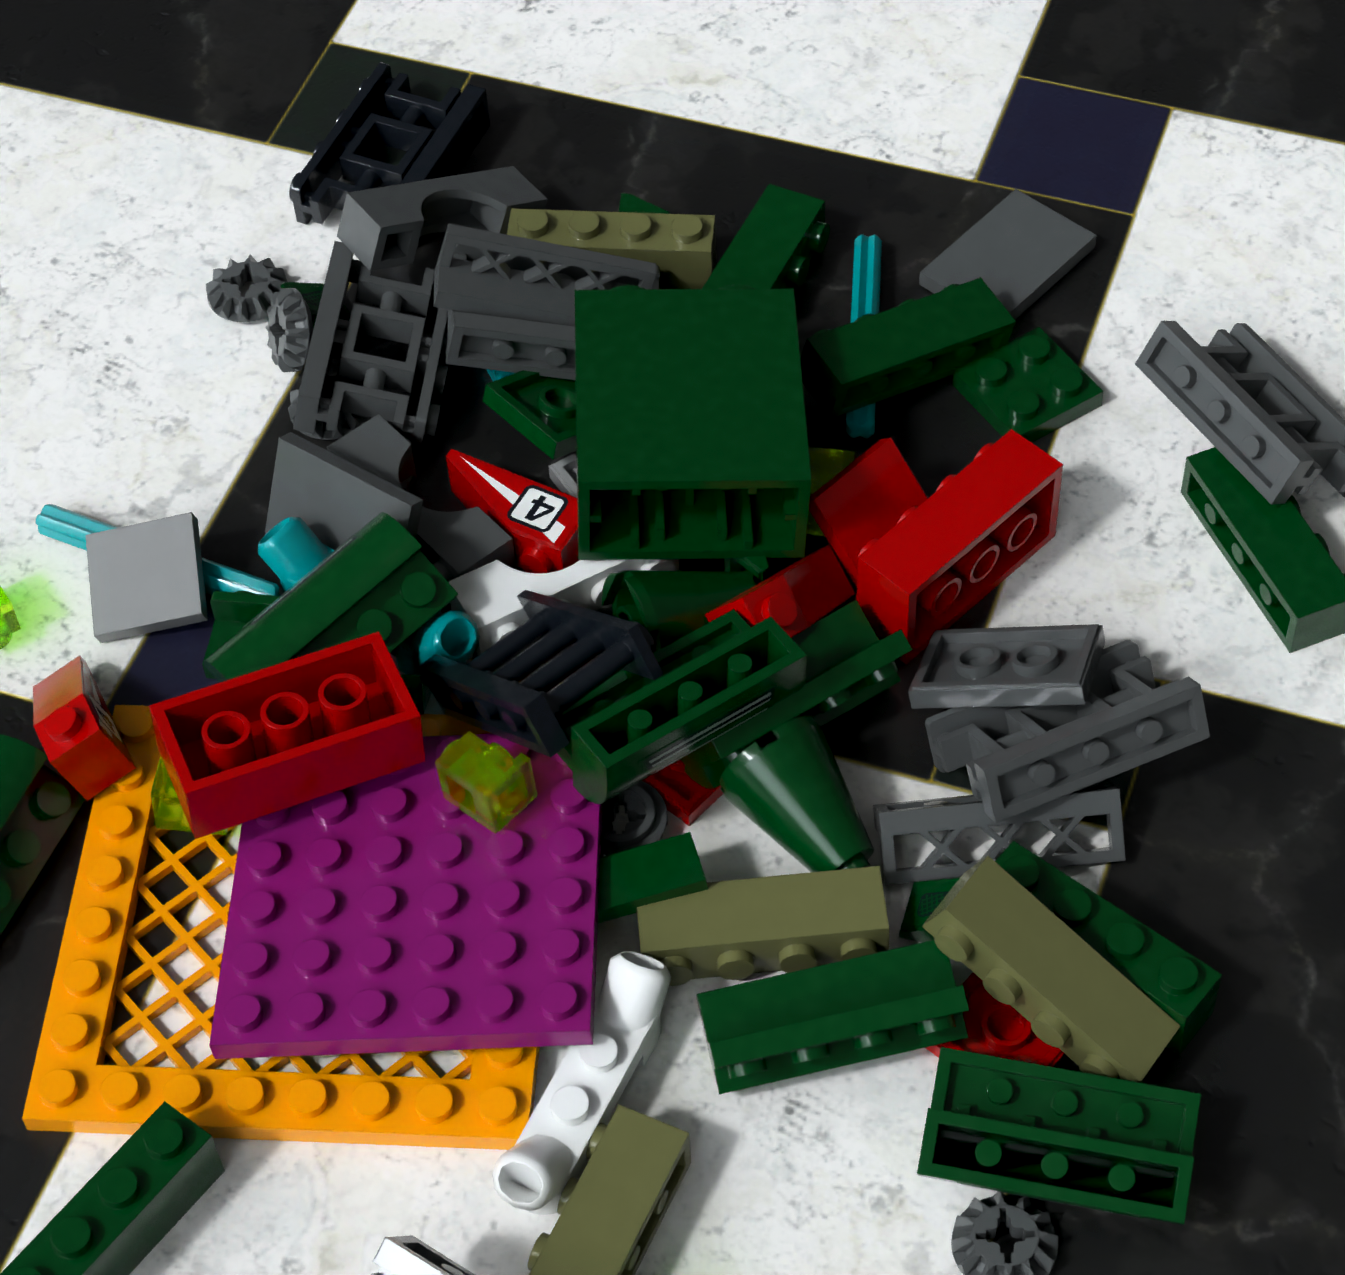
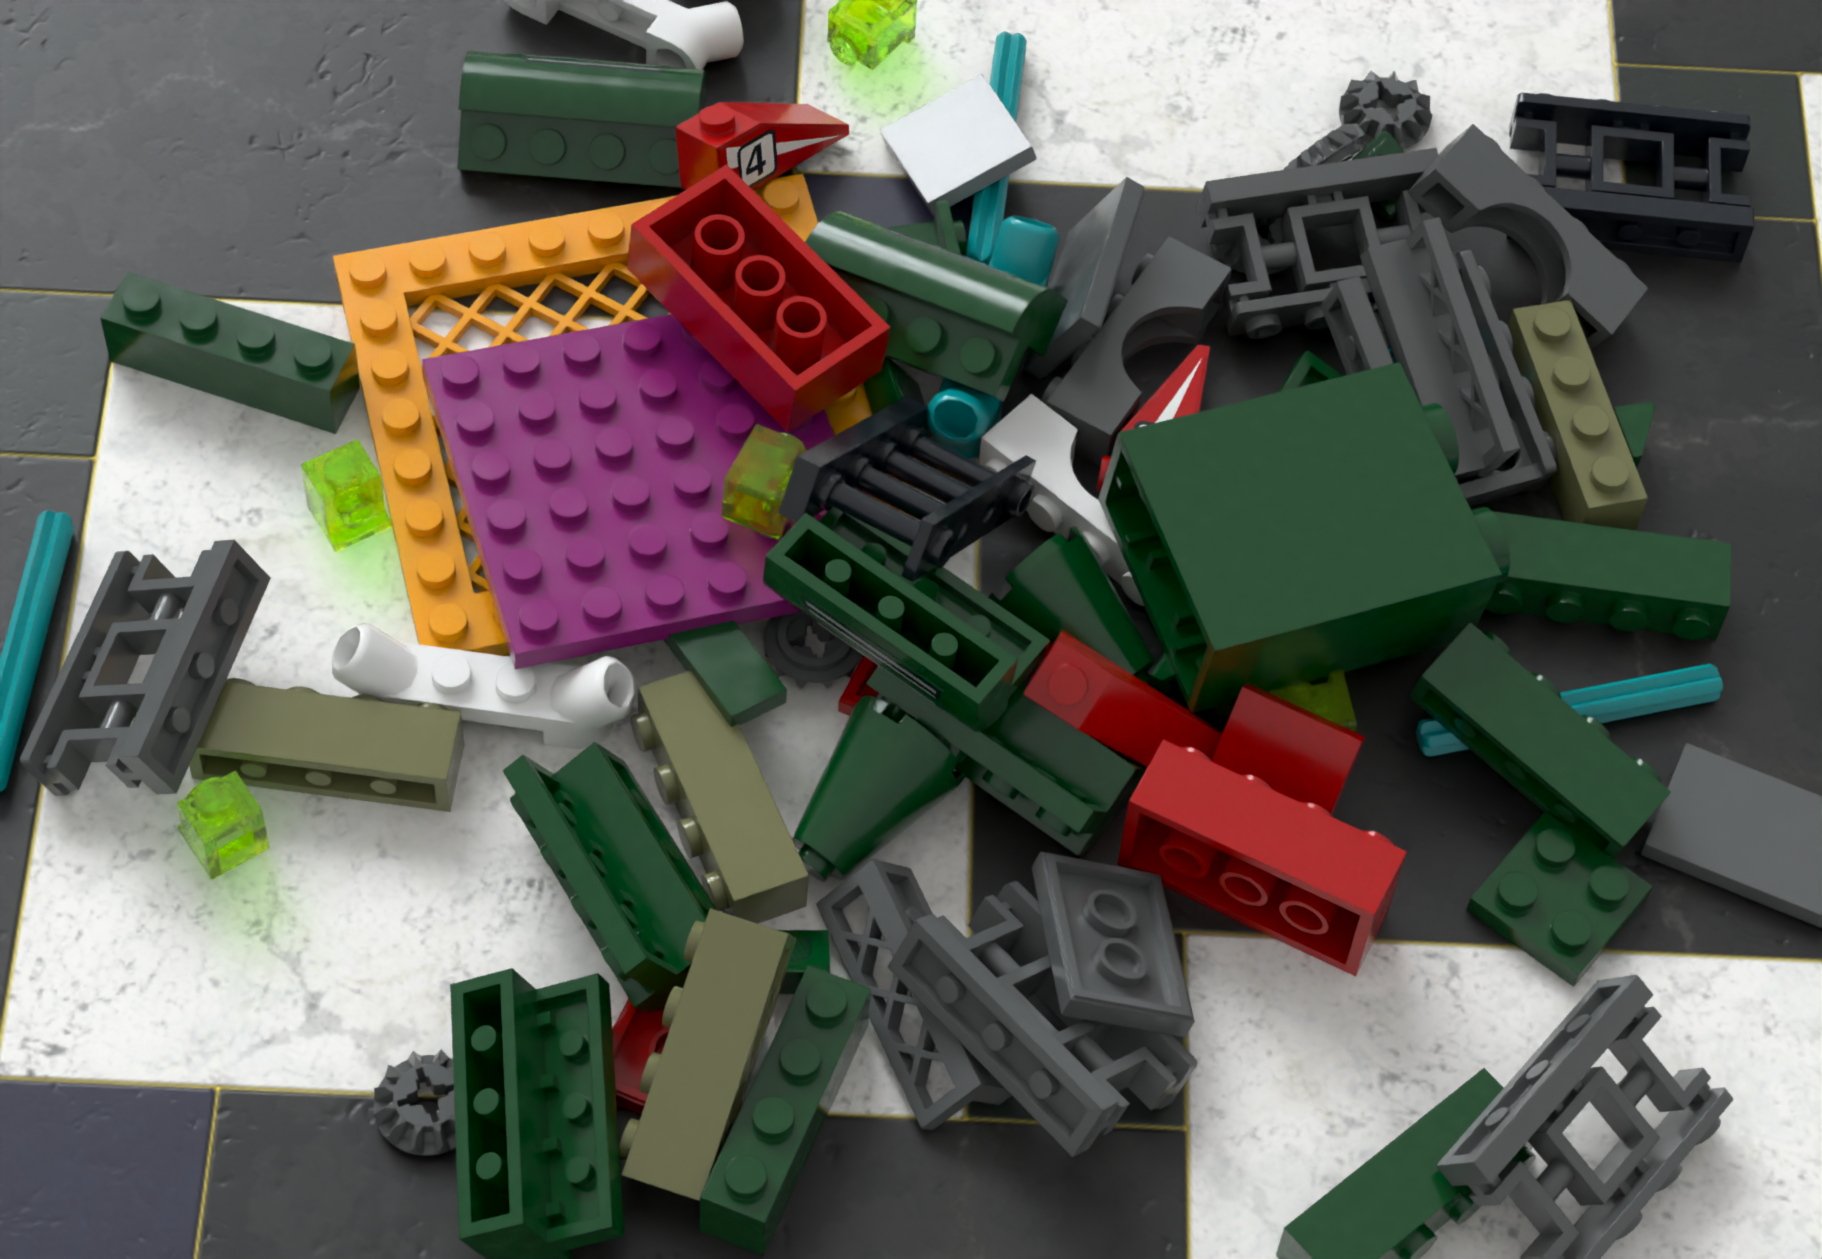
camera: 65 degrees right, 5 degrees up
(319, 1163) = (345, 495): none -> clear neon green brick

